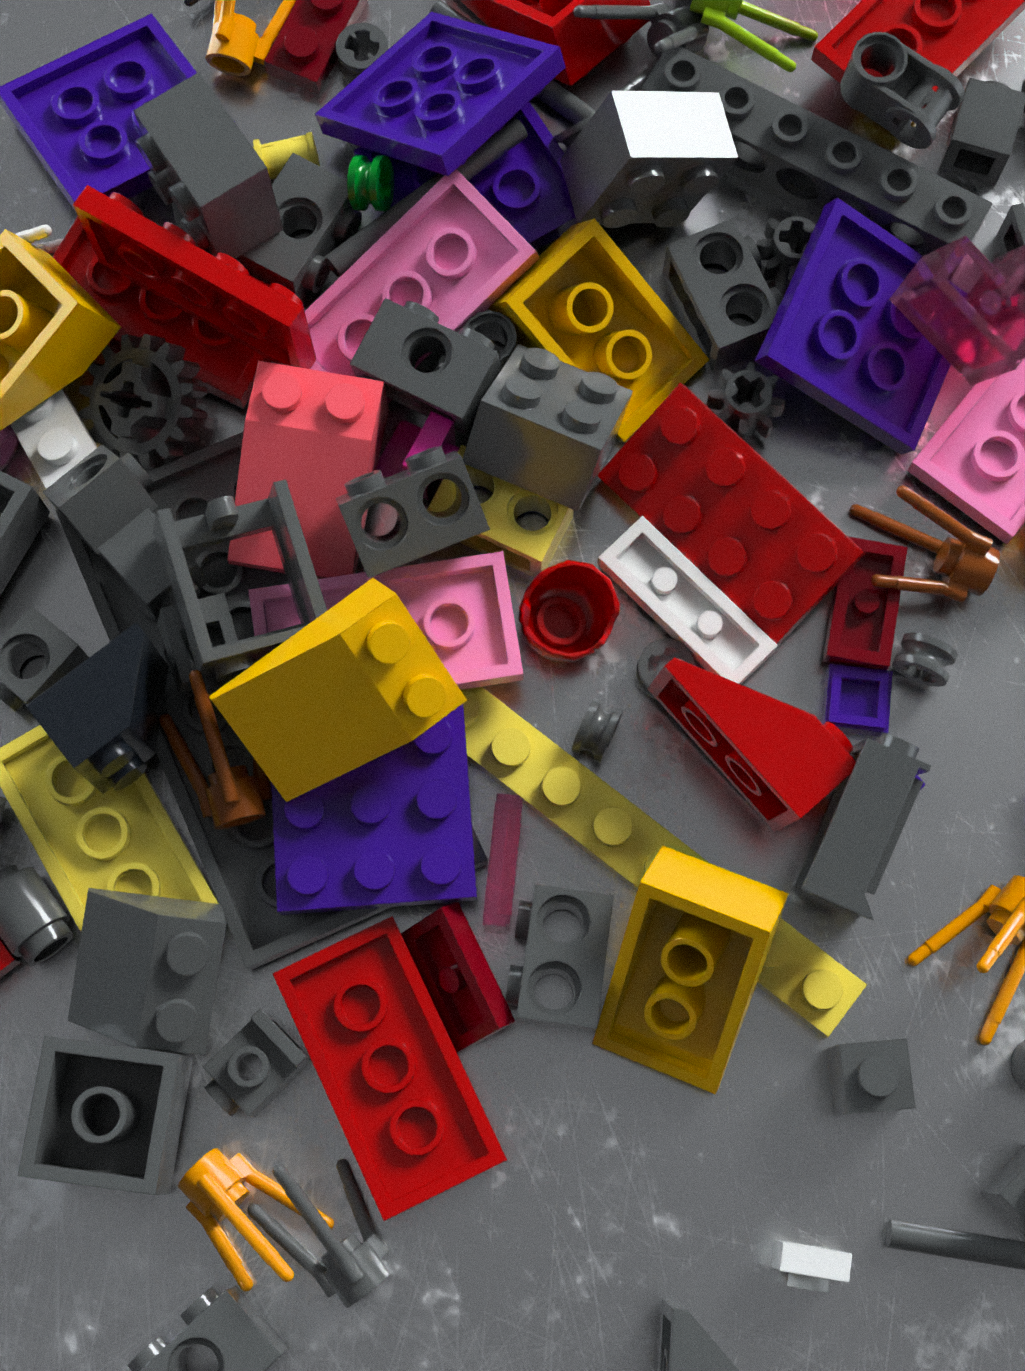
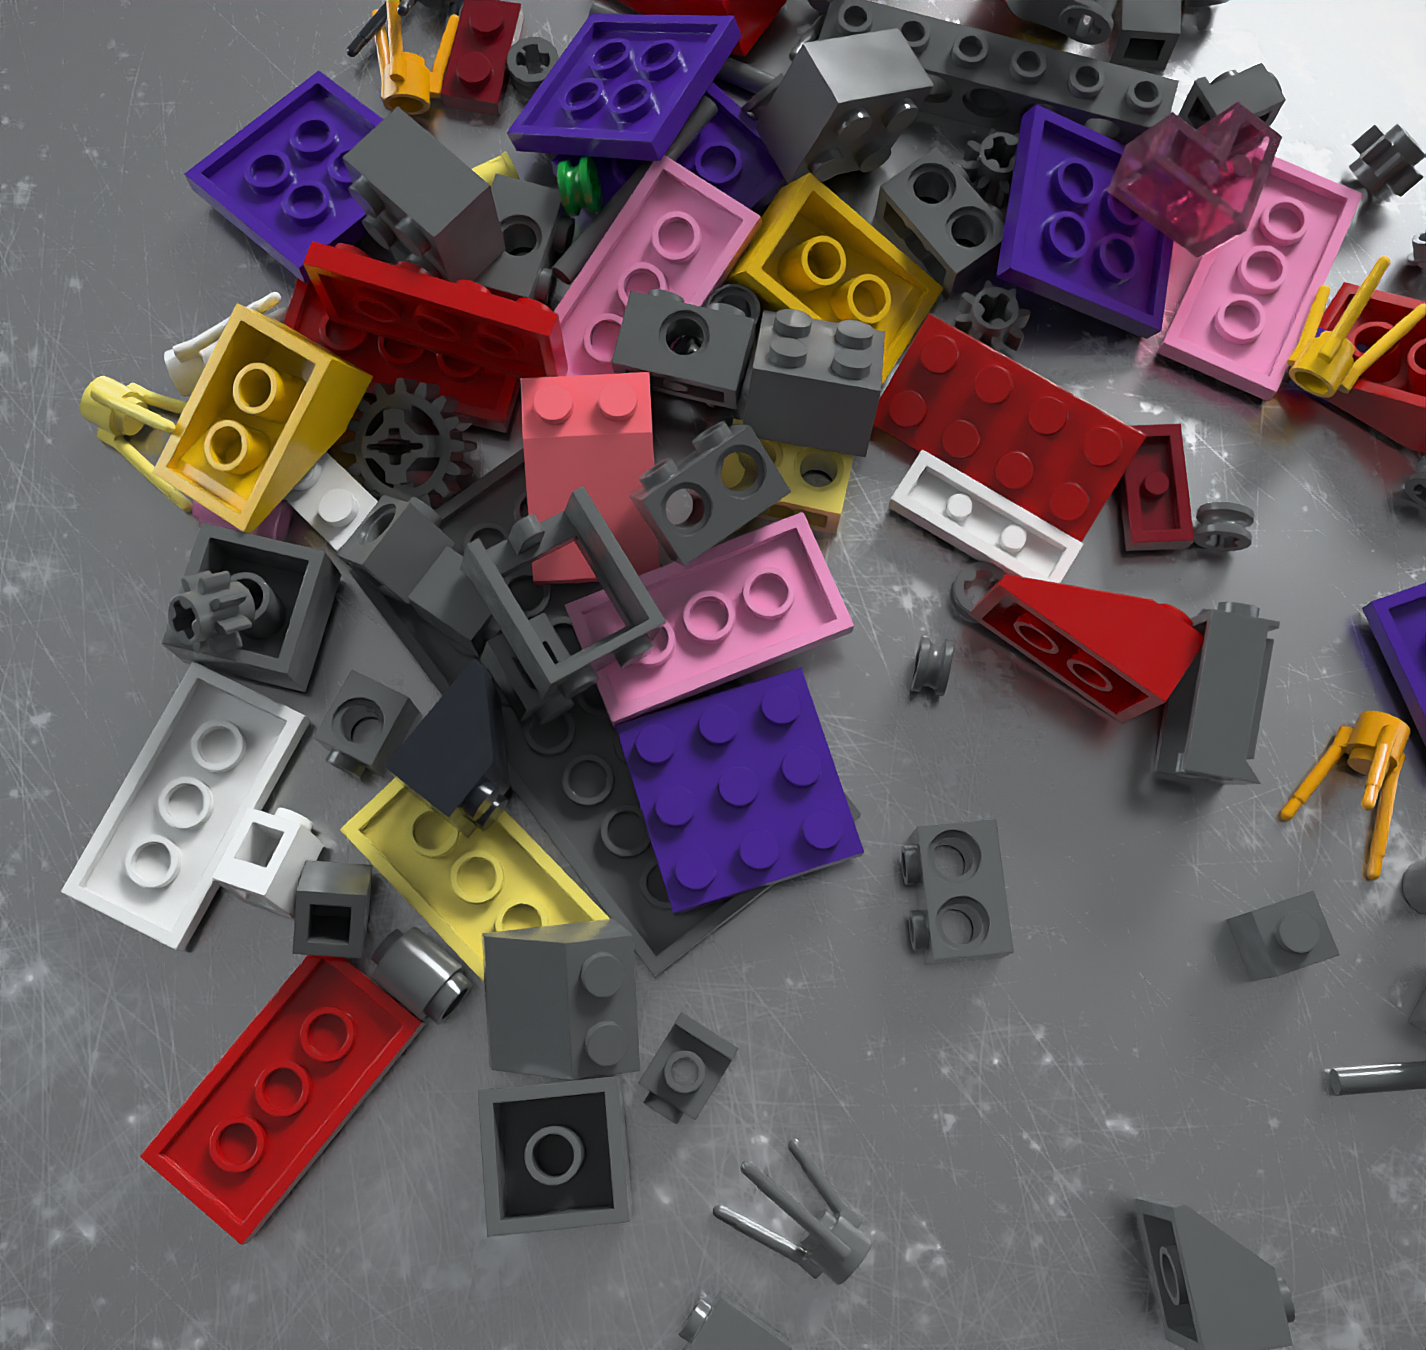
camera: 15 degrees left, 0 degrees up
(218, 1191) = (680, 1200): light orange plant -> none
(233, 794) = (600, 808): dark orange plant -> none
(339, 692) = (689, 681): yellow slope -> none
(389, 1068) = (818, 1040): red plate -> none
(411, 439) = (680, 428): dark pink bracket -> none
(457, 977) = (861, 935): dark red plate -> none
(502, 864) = (876, 814): clear pink tile -> none
(568, 611) = (876, 556): red hair -> none
(627, 842) = (1021, 780): light yellow plate -> none
(688, 967) = (1088, 872): yellow slope -> none
(811, 1265) = (1273, 1131): white plate -> none
(857, 699) = (1170, 577): dark purple tile -> none
(963, 563) = (1237, 428): dark orange plant -> none

